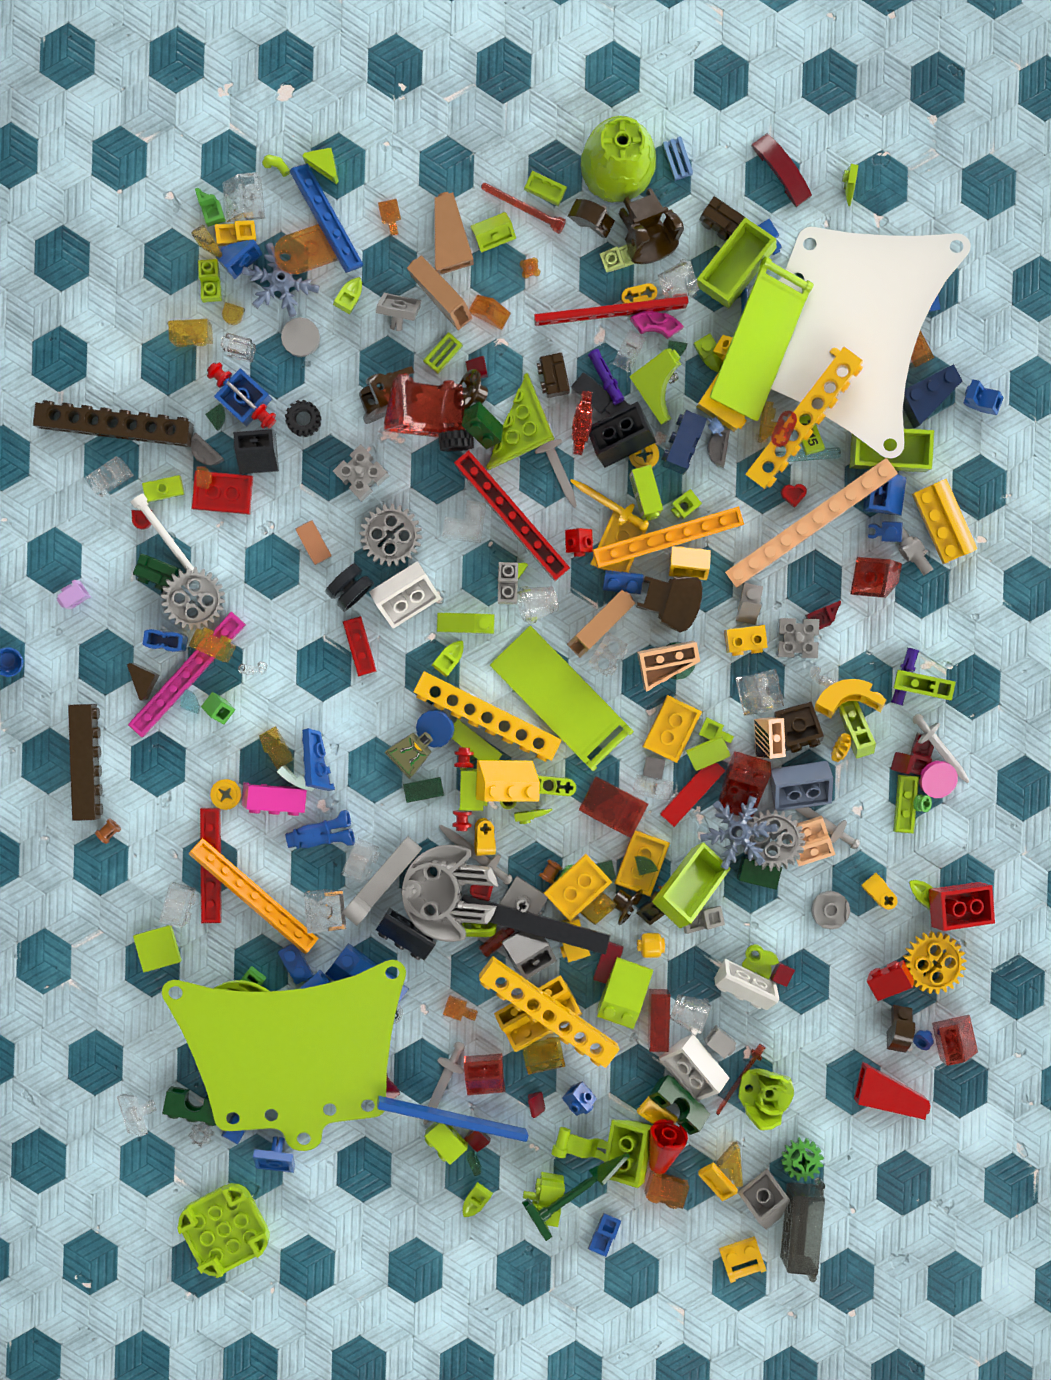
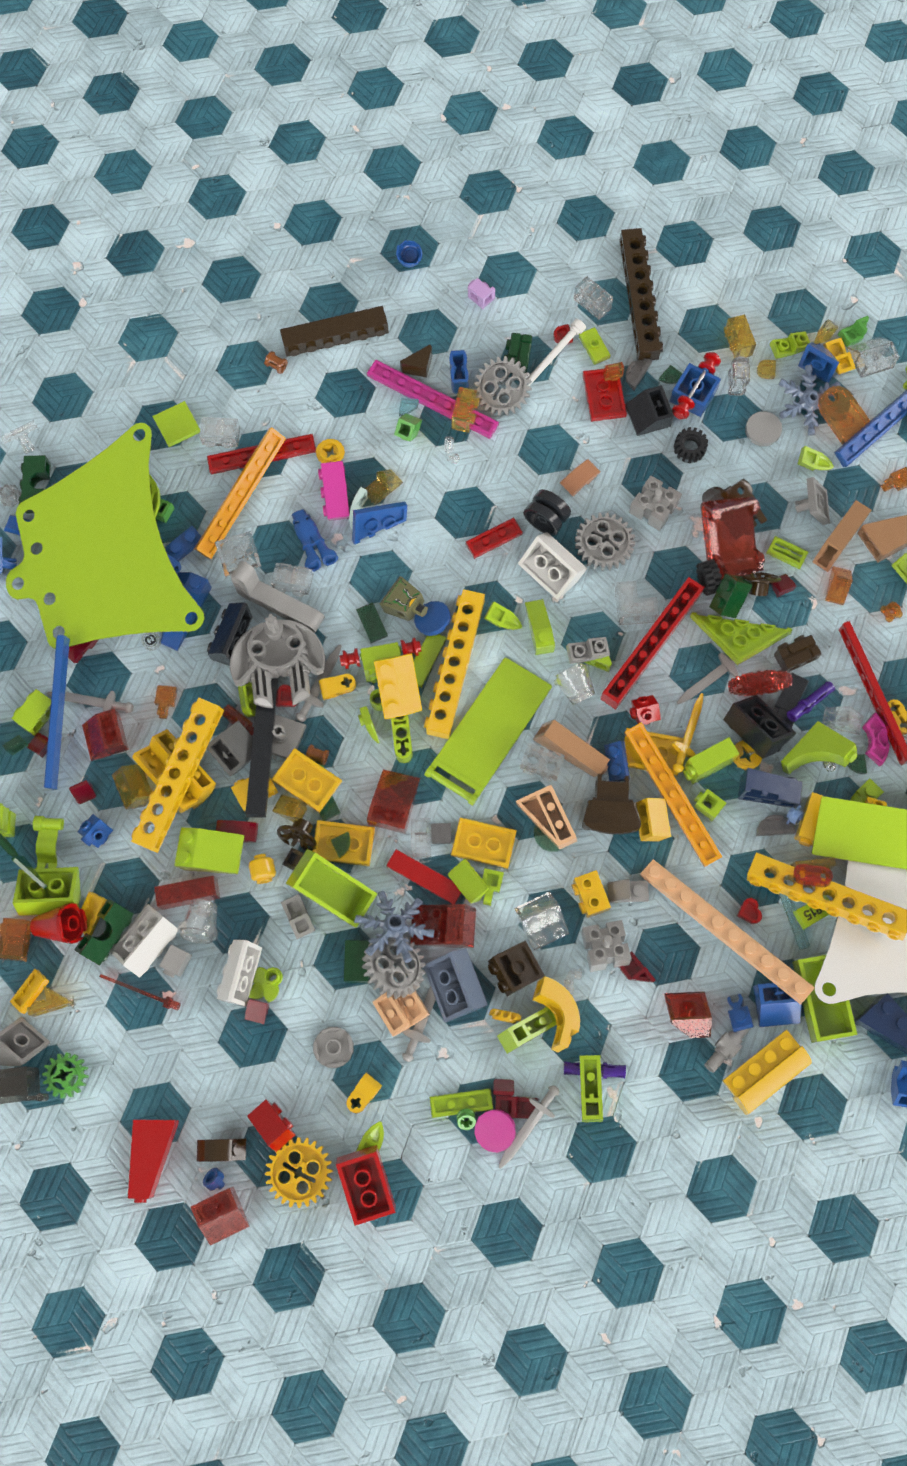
camera: 80 degrees right, 15 degrees down
(764, 1107) = (114, 1020): lime piece -> none
(769, 737) = (497, 939): light nougat brick -> none

